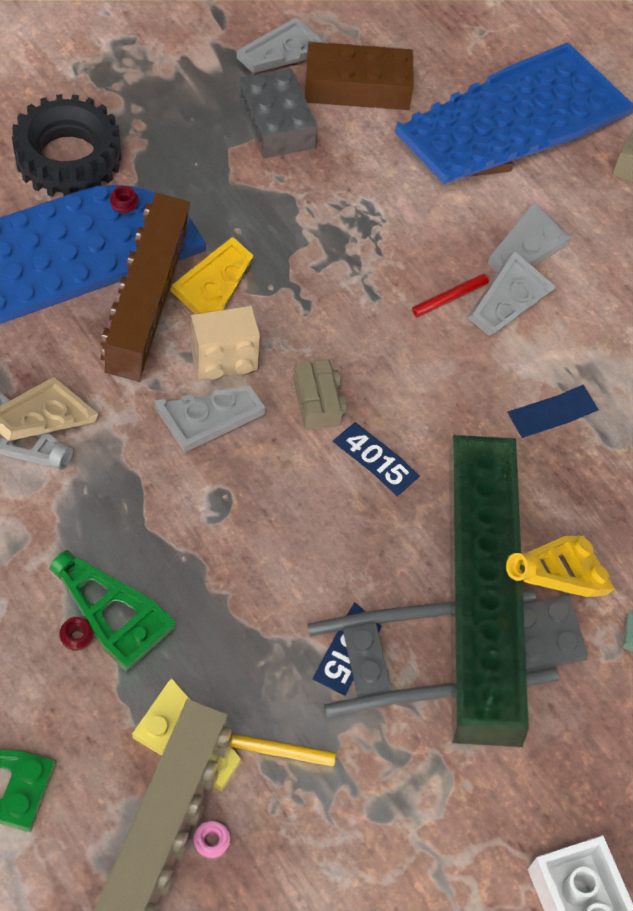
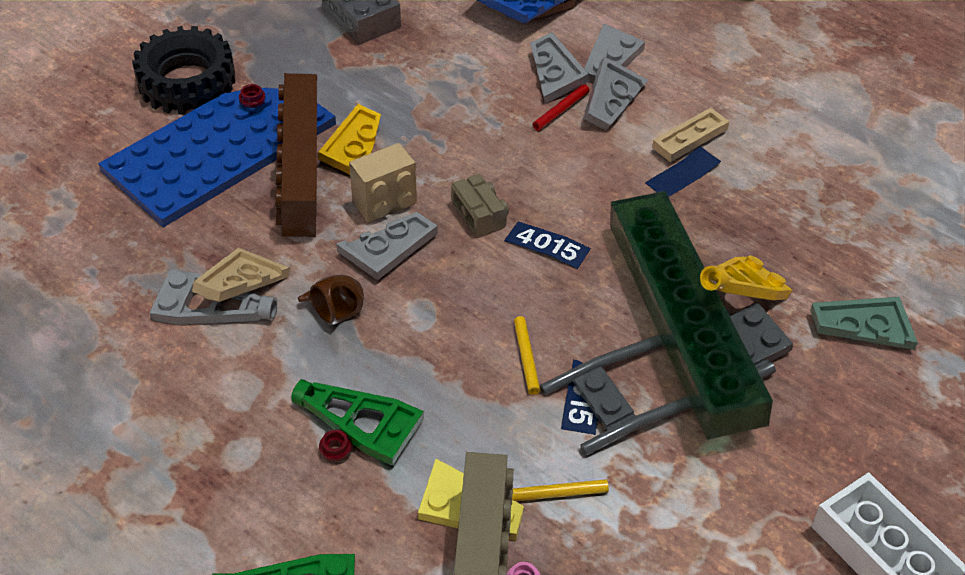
camera: 10 degrees left, 10 degrees down
(132, 464) = (335, 298): none -> reddish brown piece
(306, 585) = (527, 355): none -> yellow piece
(461, 245) = (556, 67): none -> light grey wing
(576, 368) = (690, 134): none -> tan plate

